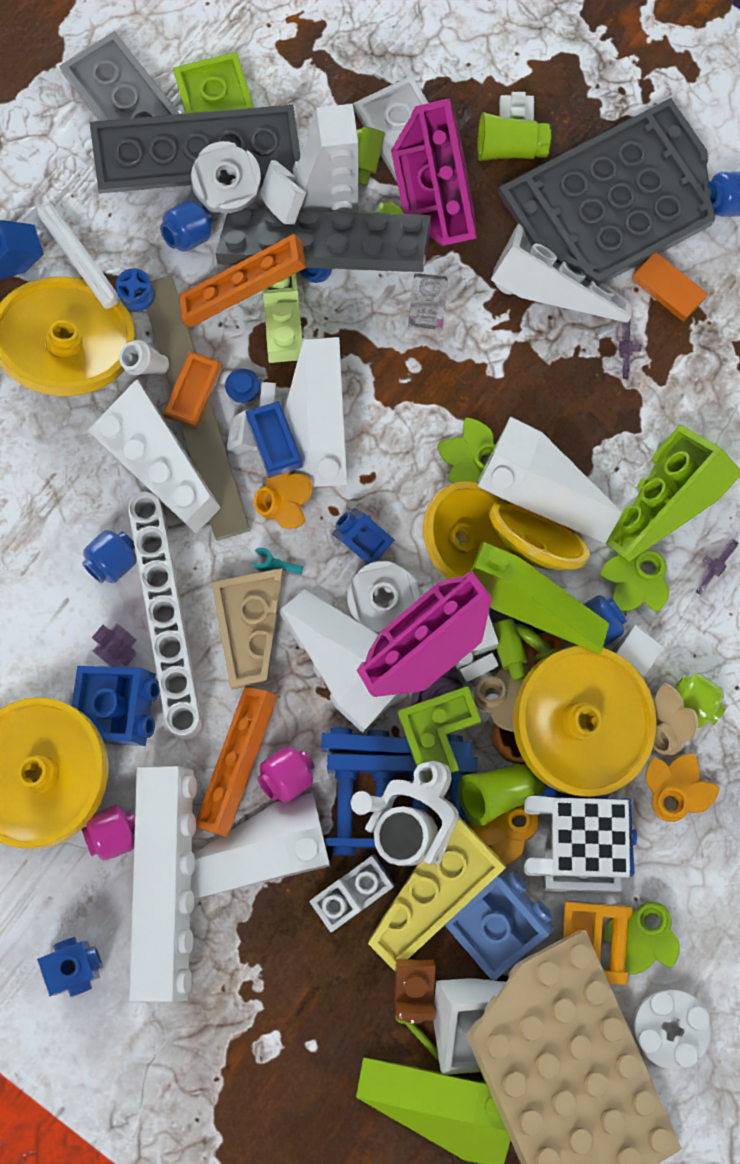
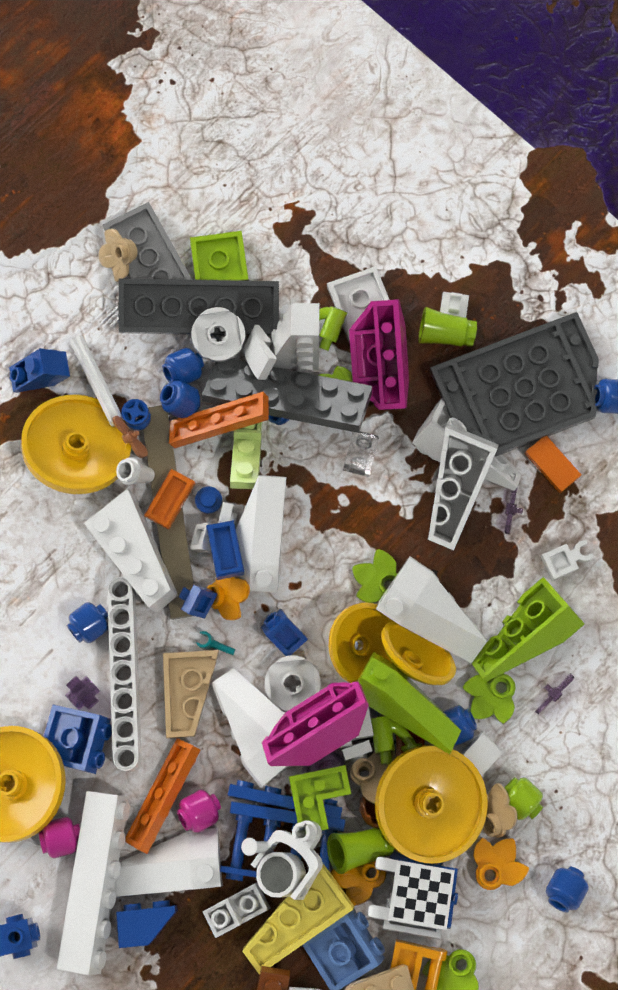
camera: 10 degrees right, 0 degrees up
(83, 96) = (117, 254): none -> tan plate
(131, 317) = (130, 436): none -> nougat piece
(188, 264) = (180, 399): none -> blue head
(234, 930) = (142, 926): none -> blue slope
(247, 508) = (197, 600): none -> blue tile
(560, 311) = (460, 476): none -> white wedge
(702, 401) = (563, 561): none -> white plate

